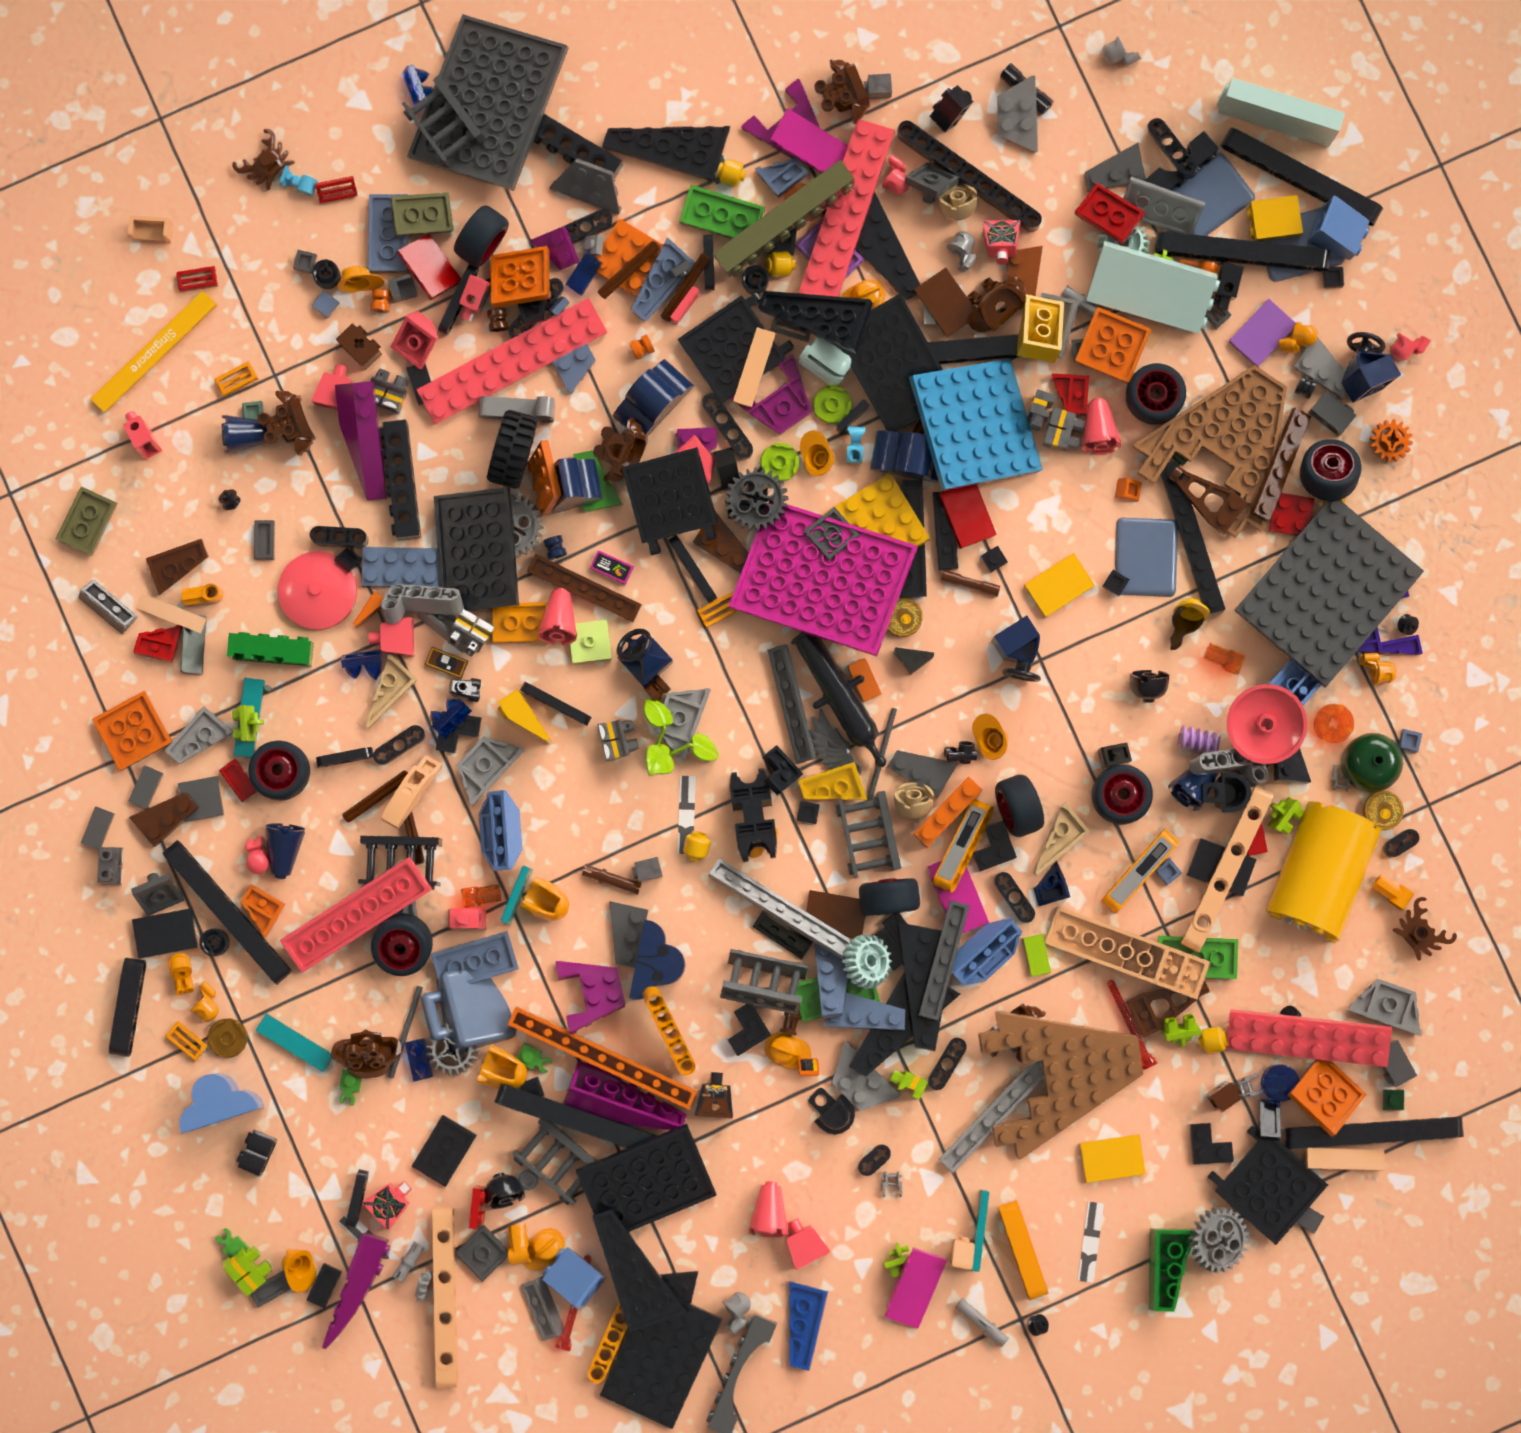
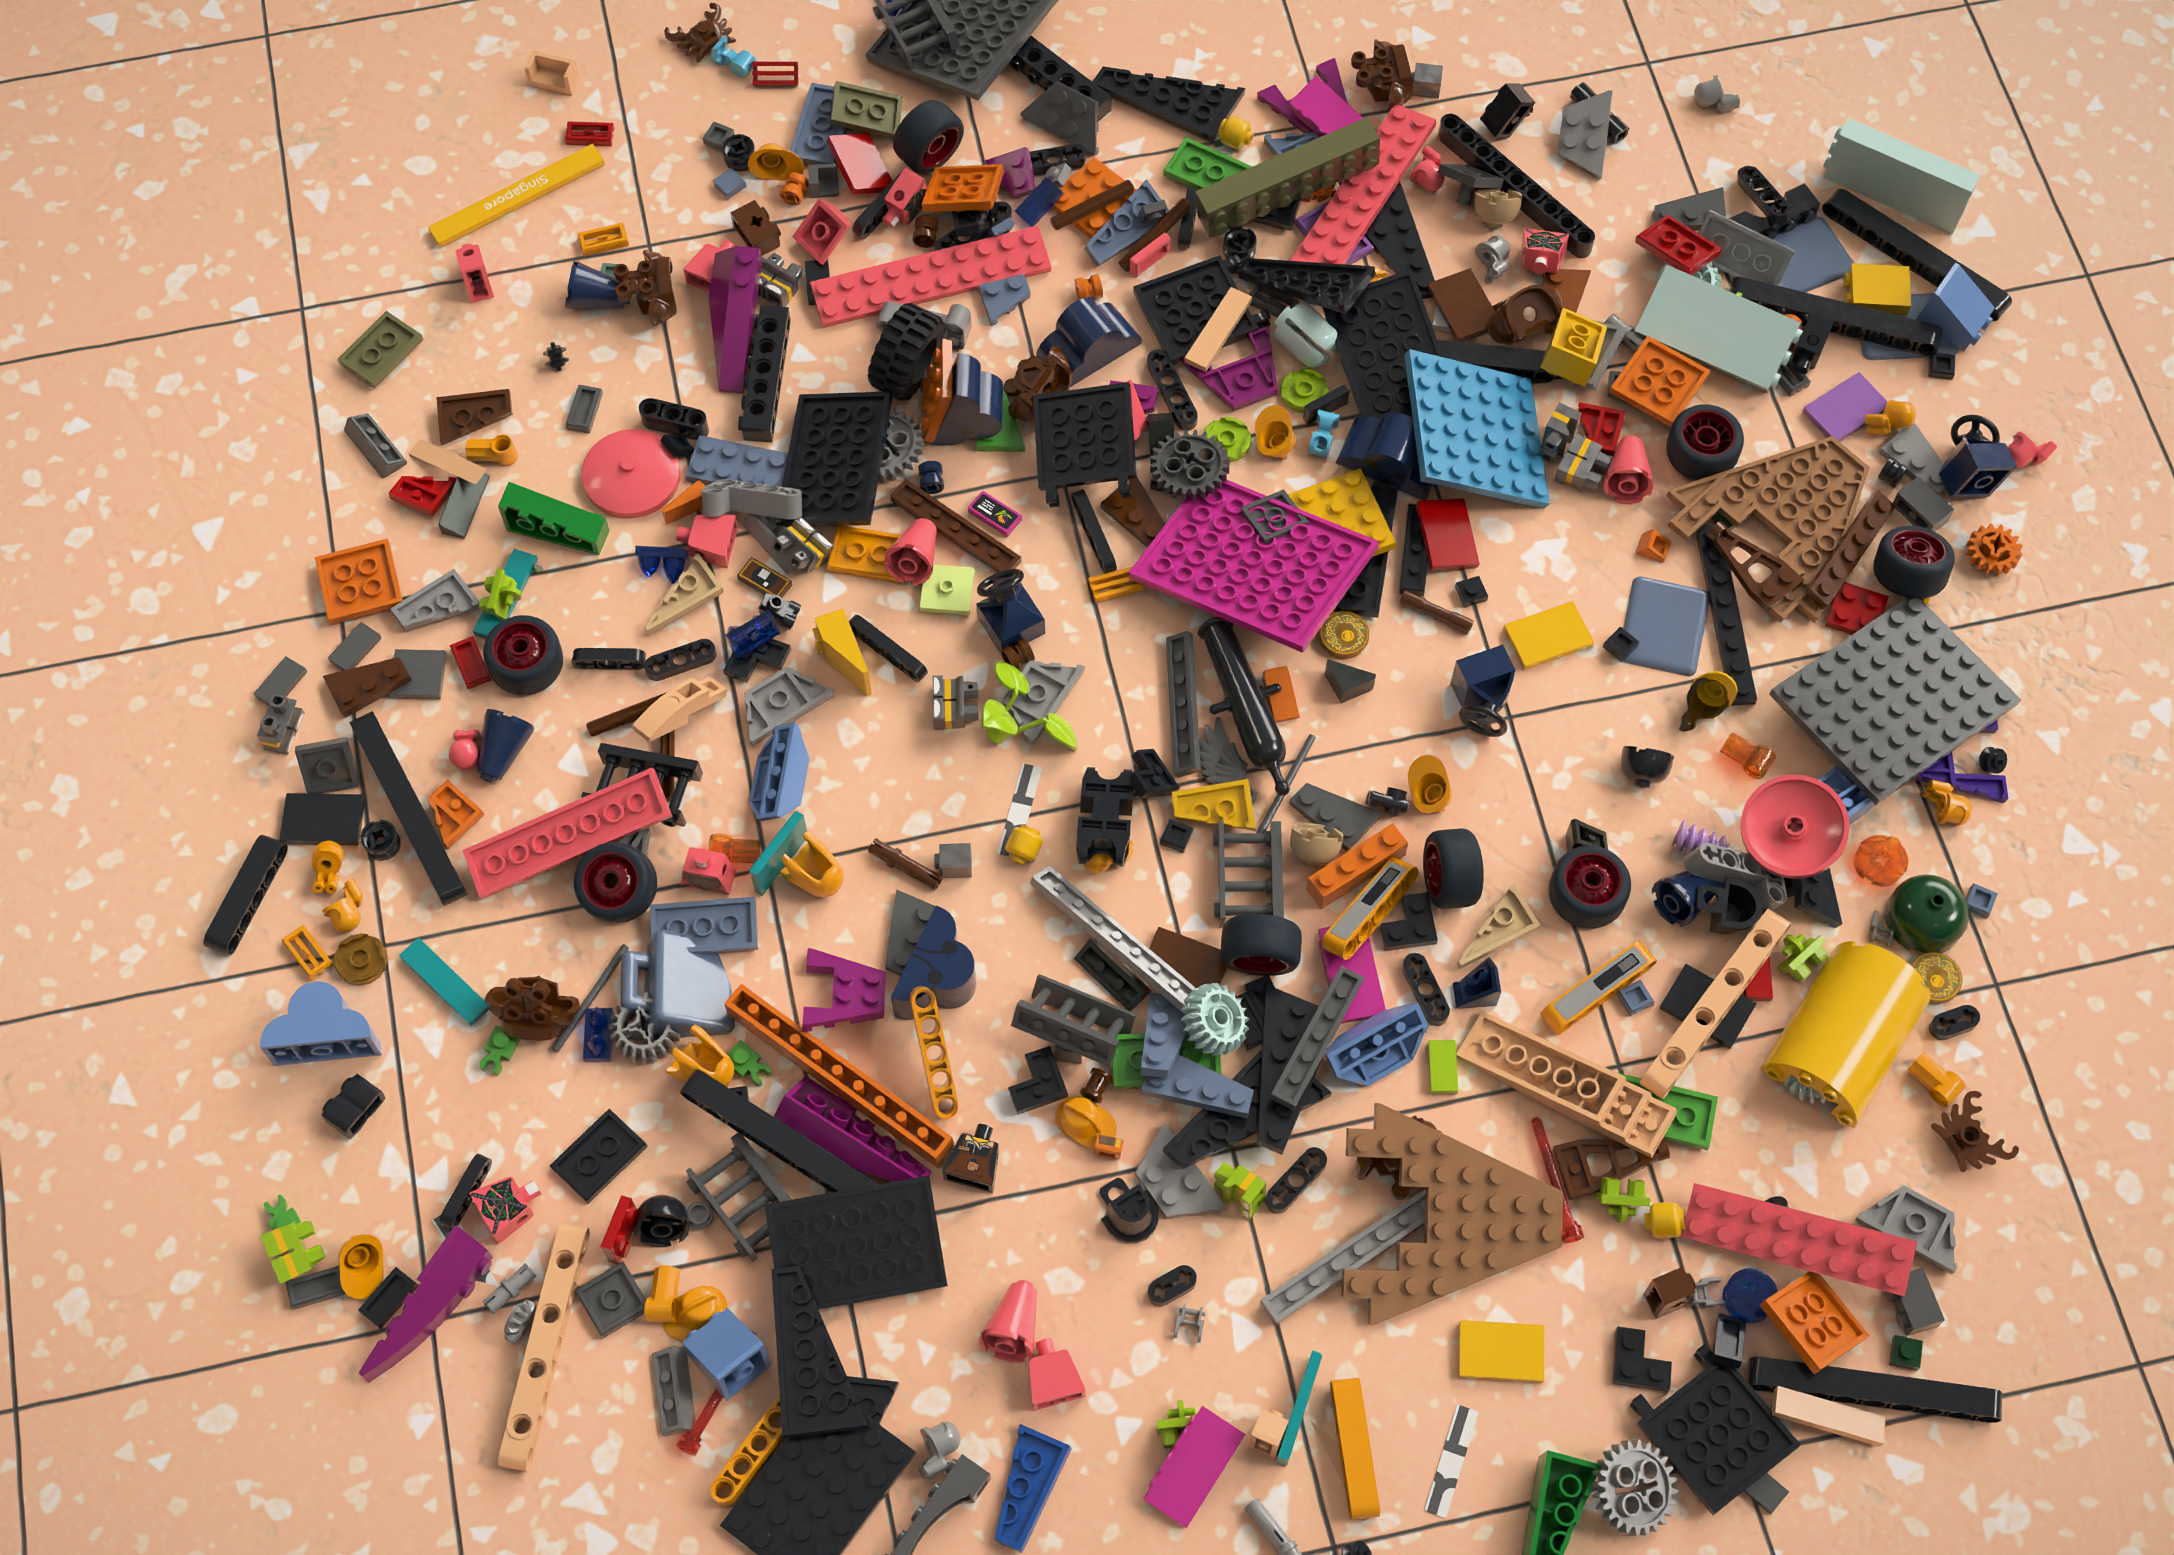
camera: 10 degrees right, 20 degrees down
(780, 264) = (1272, 233): yellow head -> none

